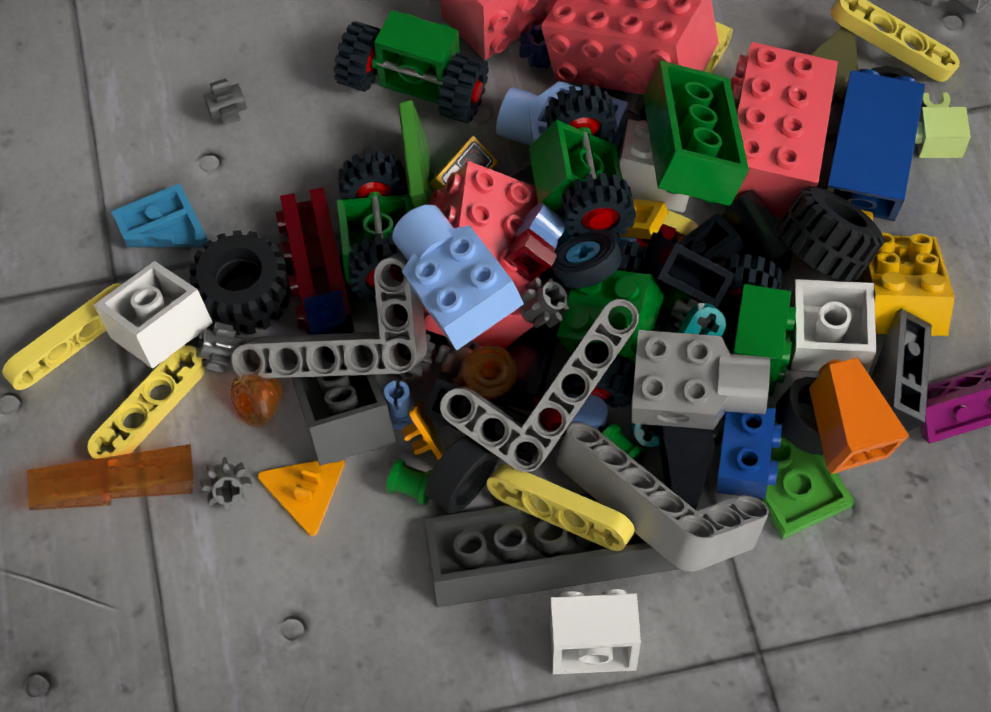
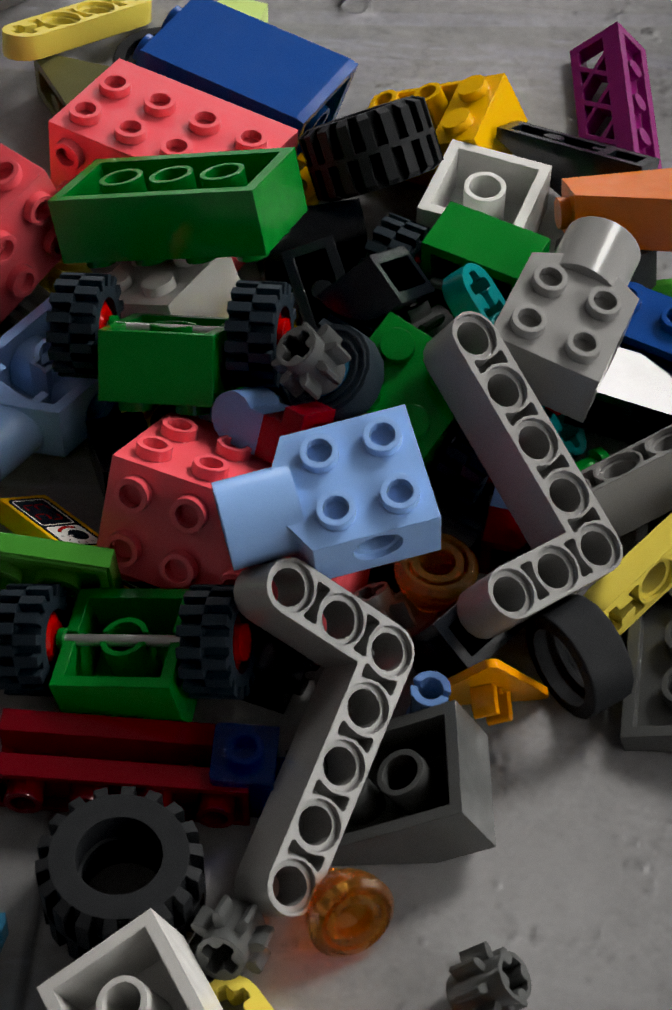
camera: 75 degrees left, 10 degrees down
(304, 490) = (518, 894): light orange piece -> none
(408, 481) = (556, 736): green bush -> none
(572, 236) = (310, 360): none -> dark grey gear

